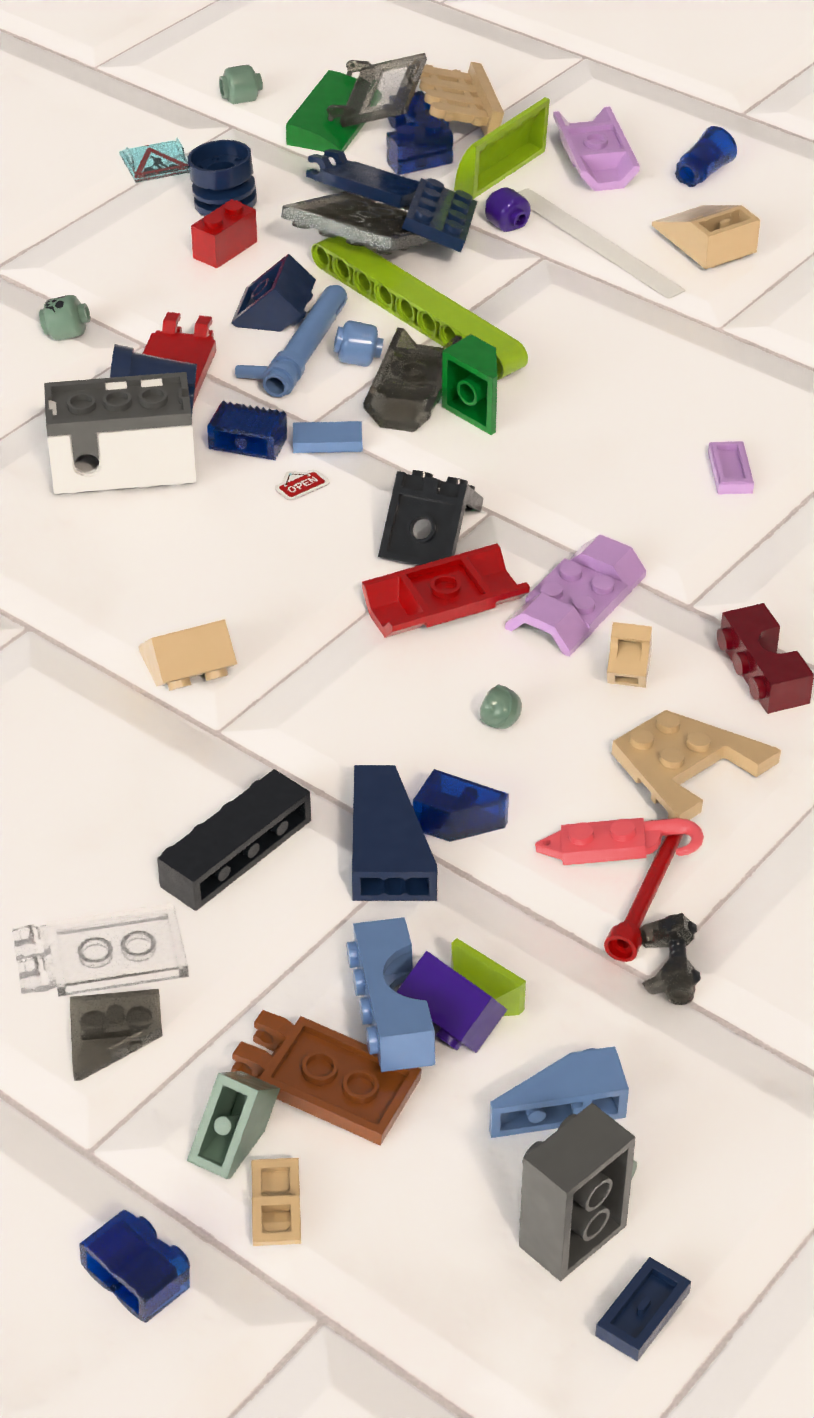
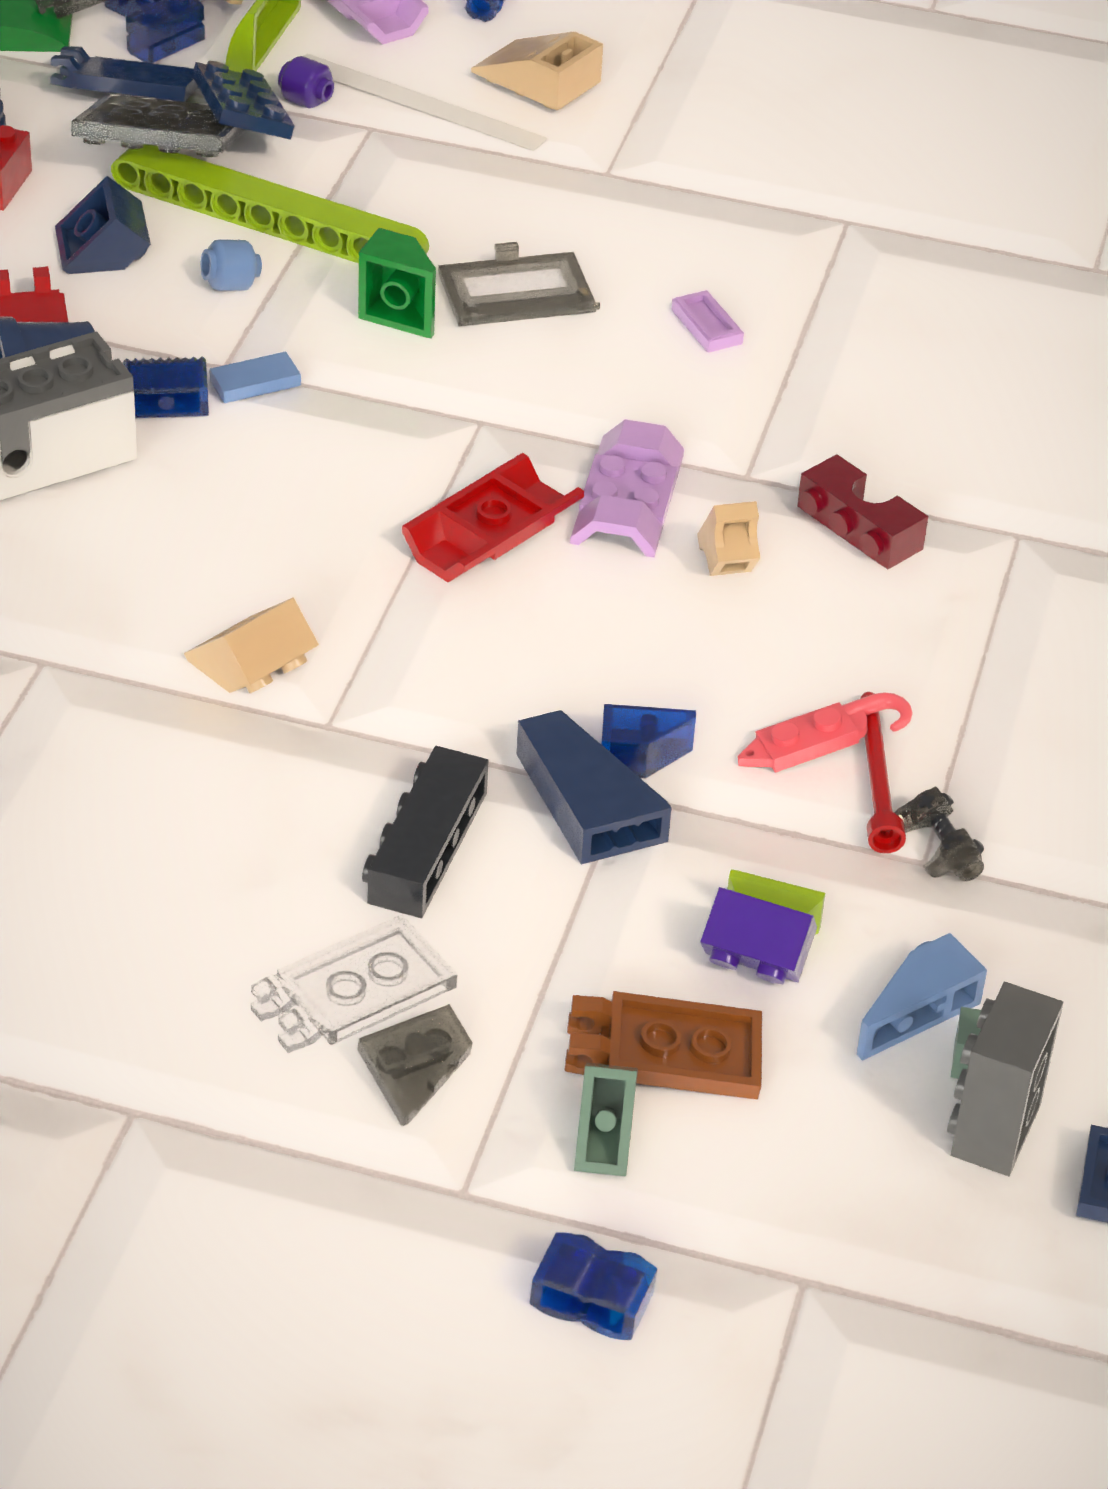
camera: 25 degrees left, 0 degrees up
(276, 1202) = (691, 1184): tan slope -> none
(289, 364) = (165, 304): medium blue cylinder -> none
(297, 484) = (253, 436): sticker -> none
(400, 1025) = (727, 974): medium blue arch -> none
(406, 384) = (317, 297): clear smoke piece -> none
(427, 498) = (427, 419): black bracket -> none
(500, 707) = (623, 626): sand green piece -> none
(585, 407) = (516, 287): none -> clear smoke piece
(676, 748) = (828, 626): tan wing -> none

